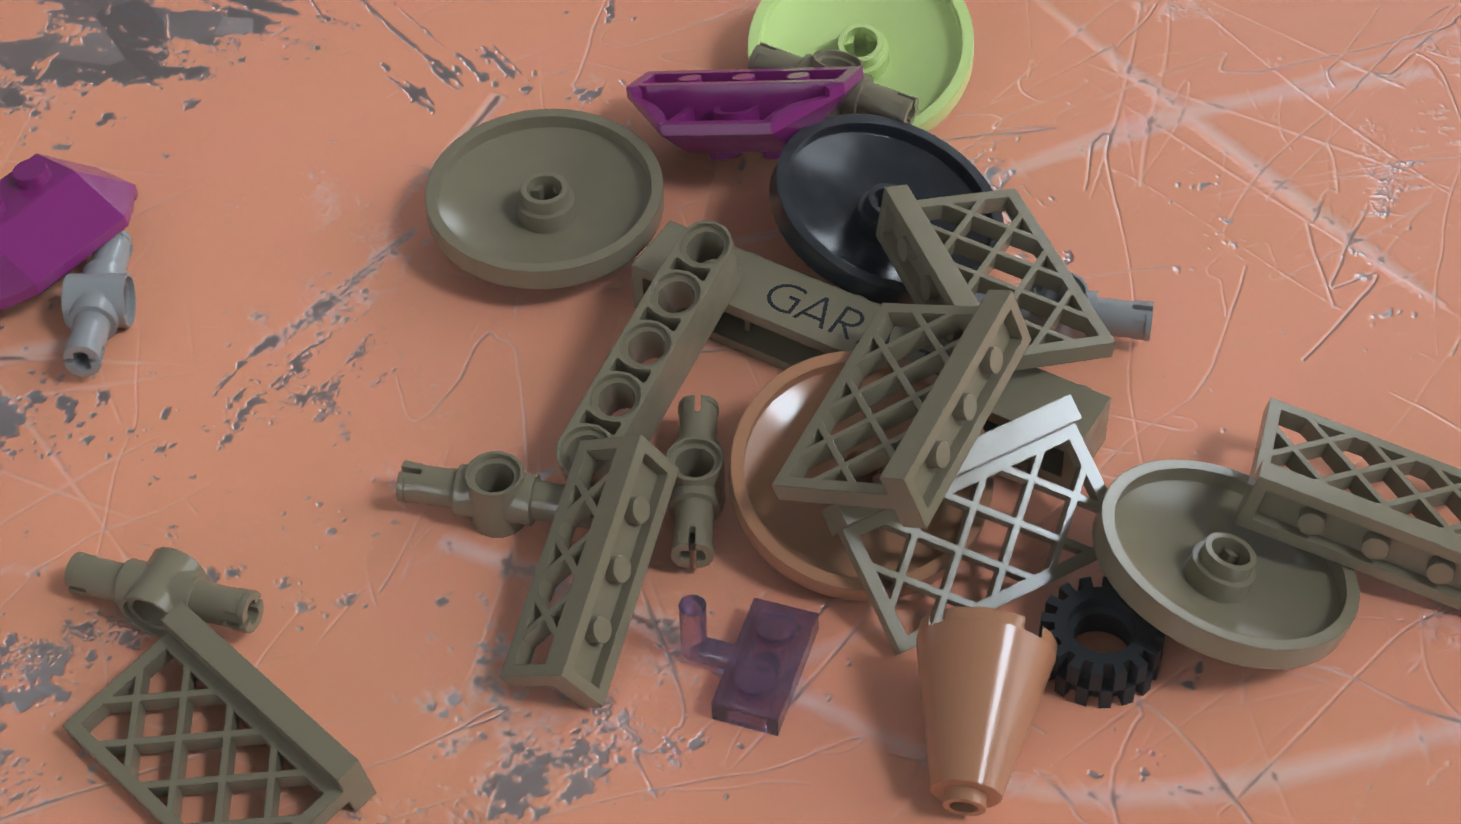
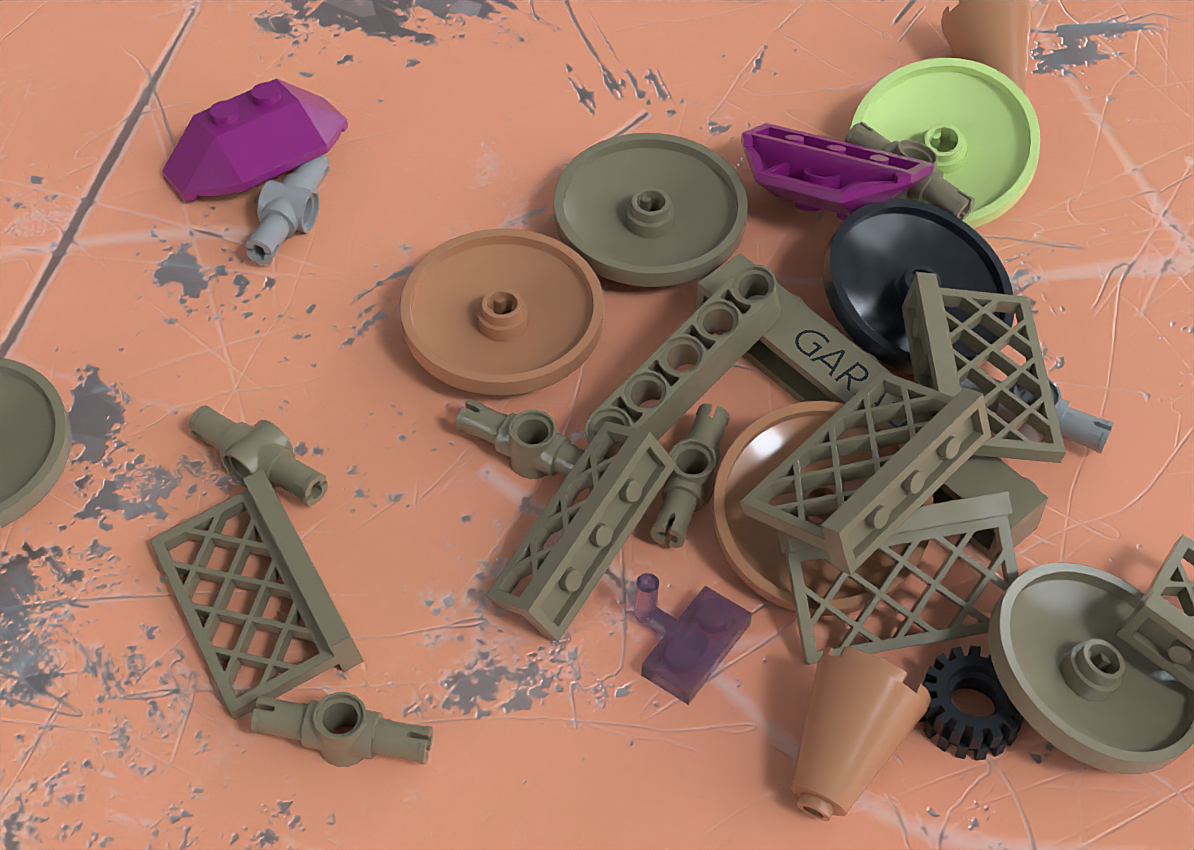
camera: 15 degrees right, 5 degrees up
(408, 354) = (502, 311): none -> nougat dish

